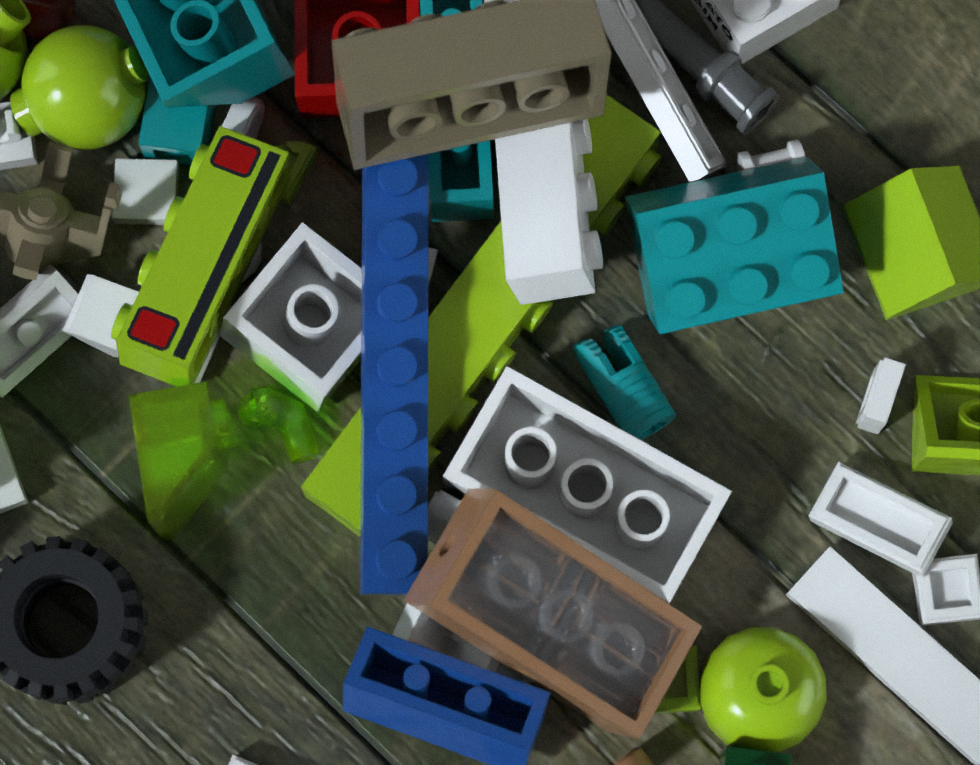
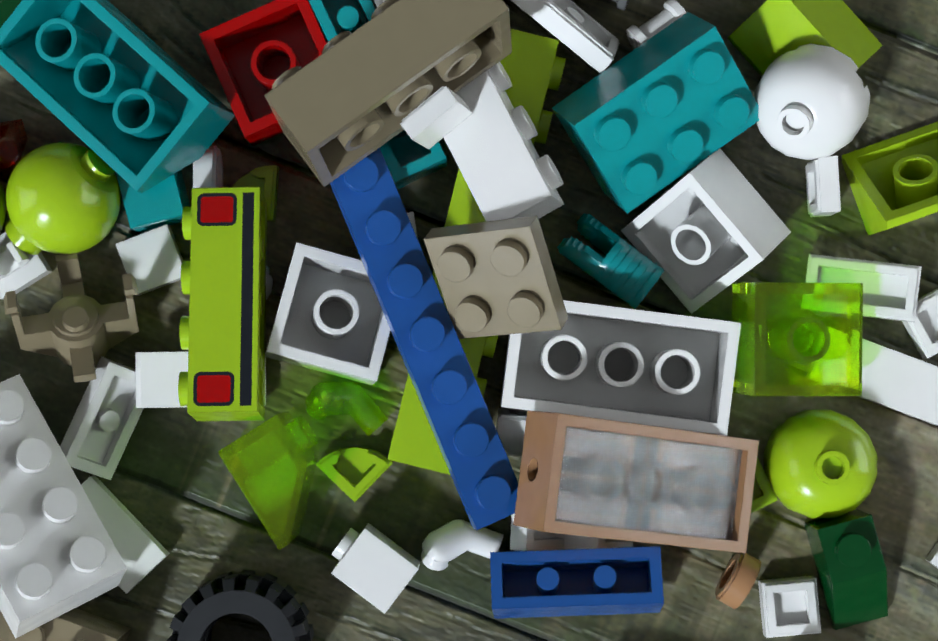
camera: 20 degrees left, 10 degrees up
(238, 599) = (374, 566): none -> white brick
(262, 493) = (354, 469): none -> lime tile
(335, 609) = (455, 539): none -> white arm
(492, 334) = (496, 277): none -> dark tan plate
(497, 145) = (436, 117): none -> white tile
(738, 390) = (707, 231): none -> white slope
(788, 538) = (798, 338): none -> clear neon green slope
(899, 299) = (811, 102): none -> white cylinder

